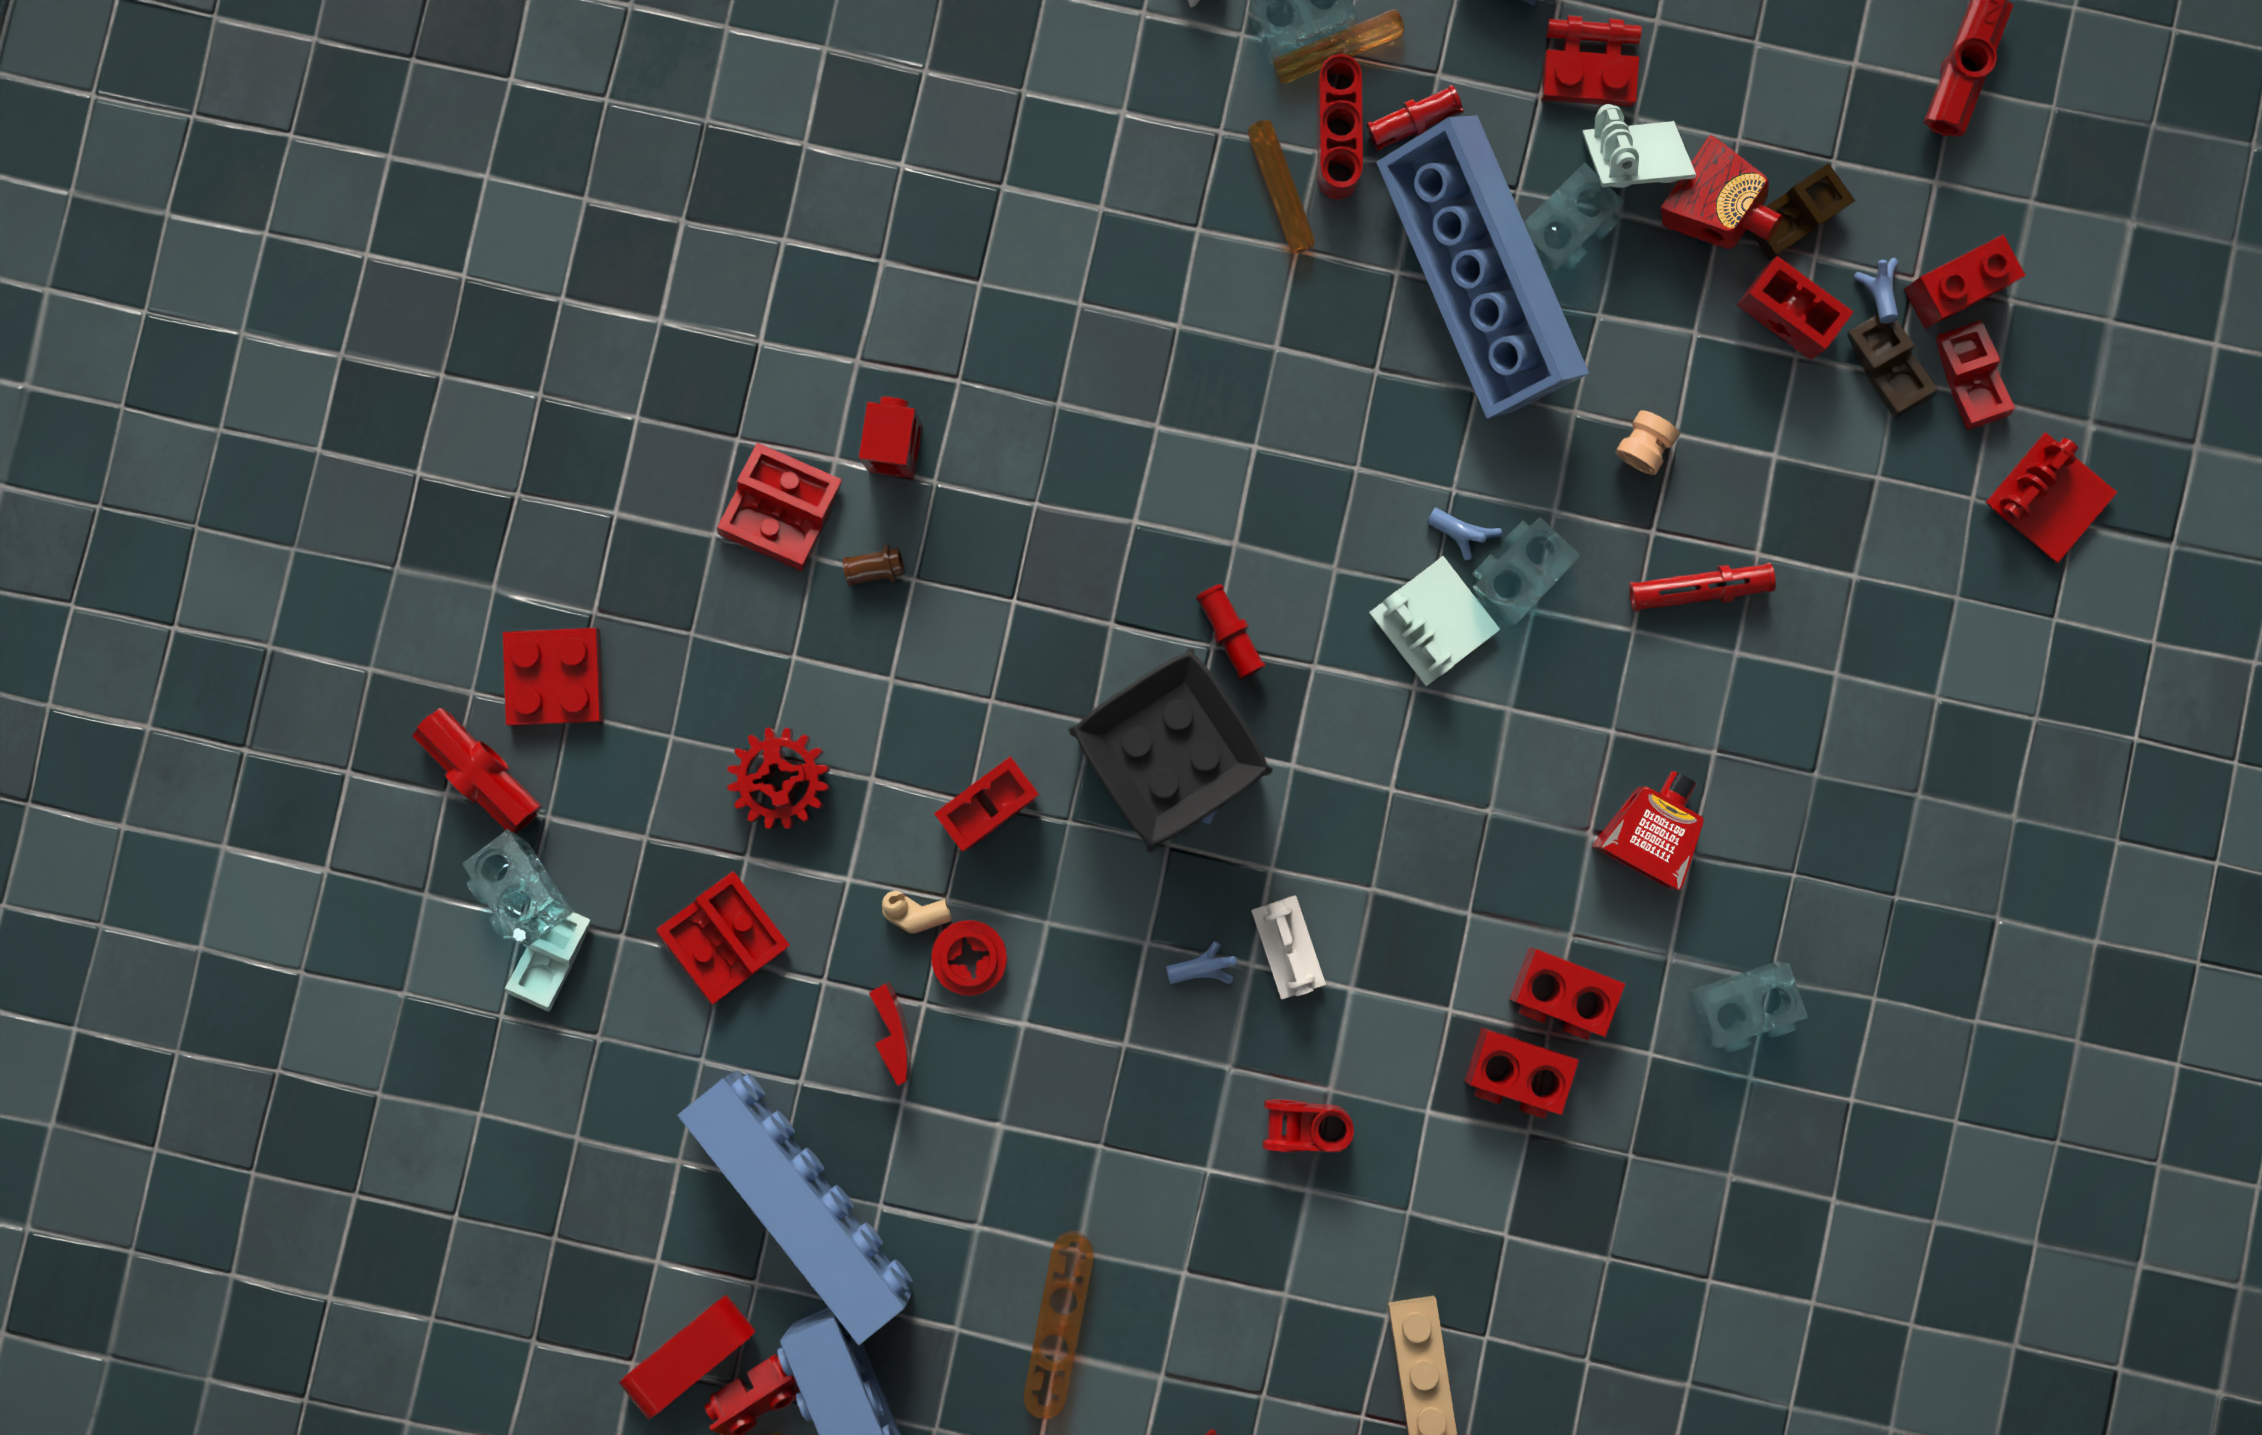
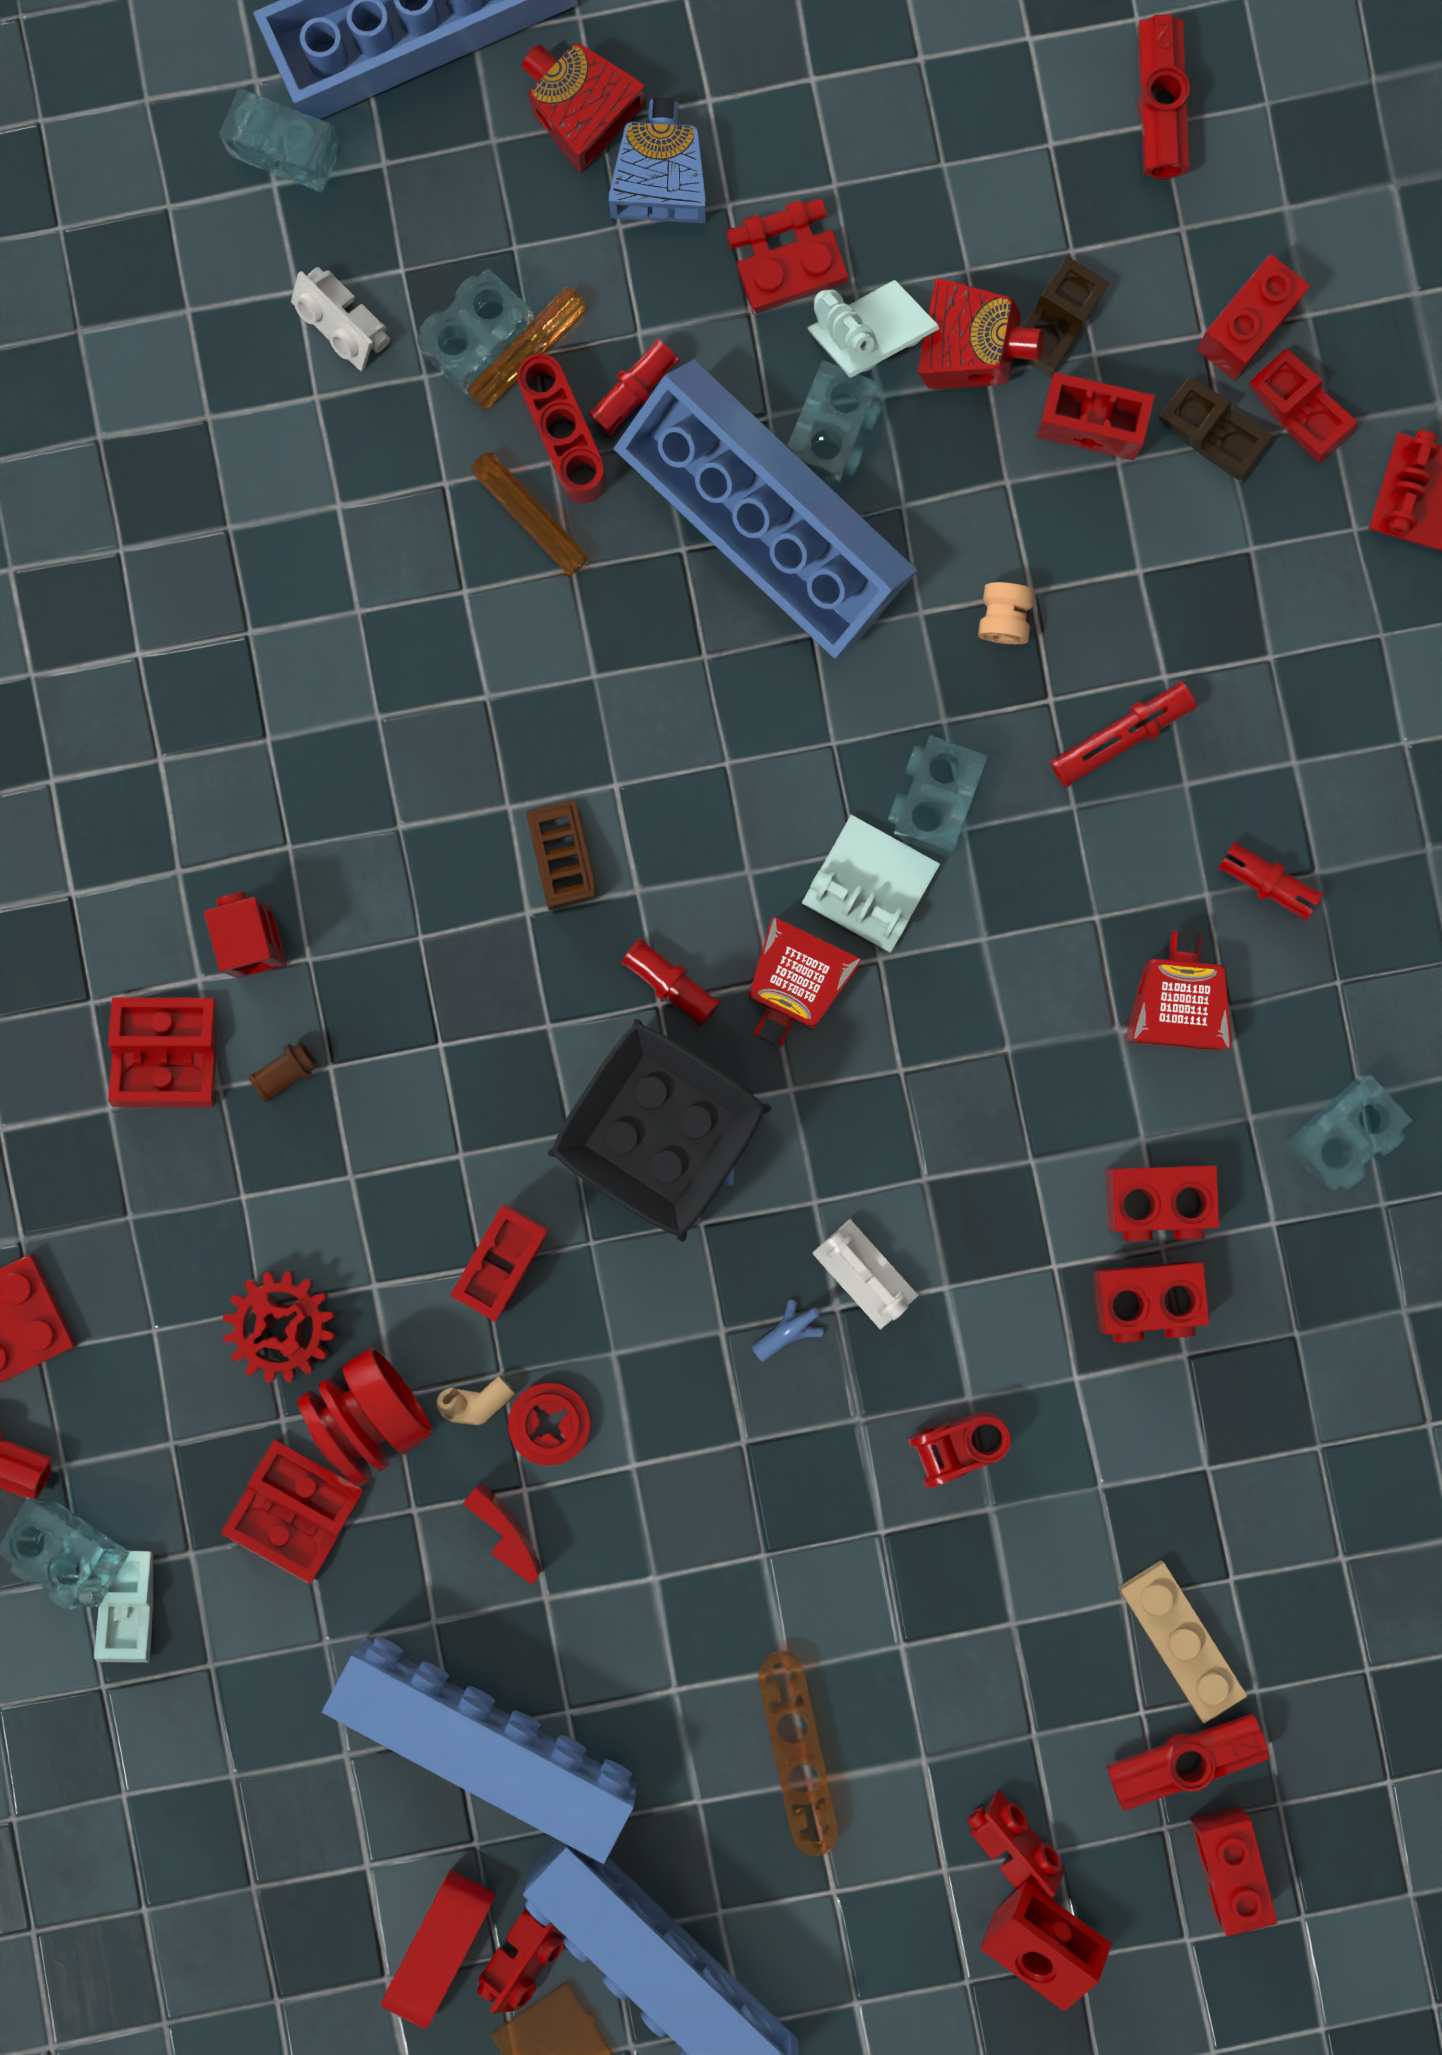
camera: 20 degrees left, 0 degrees up
(818, 884) = (356, 1422): none -> red wheel
(1181, 522) = (573, 894): none -> reddish brown slope
(1338, 675) = (797, 980): none -> red torso
(1461, 531) = (858, 782): medium blue bar -> none
(1773, 764) = (1270, 881): none -> red pin
(1882, 289) = (1174, 359): medium blue bar -> none

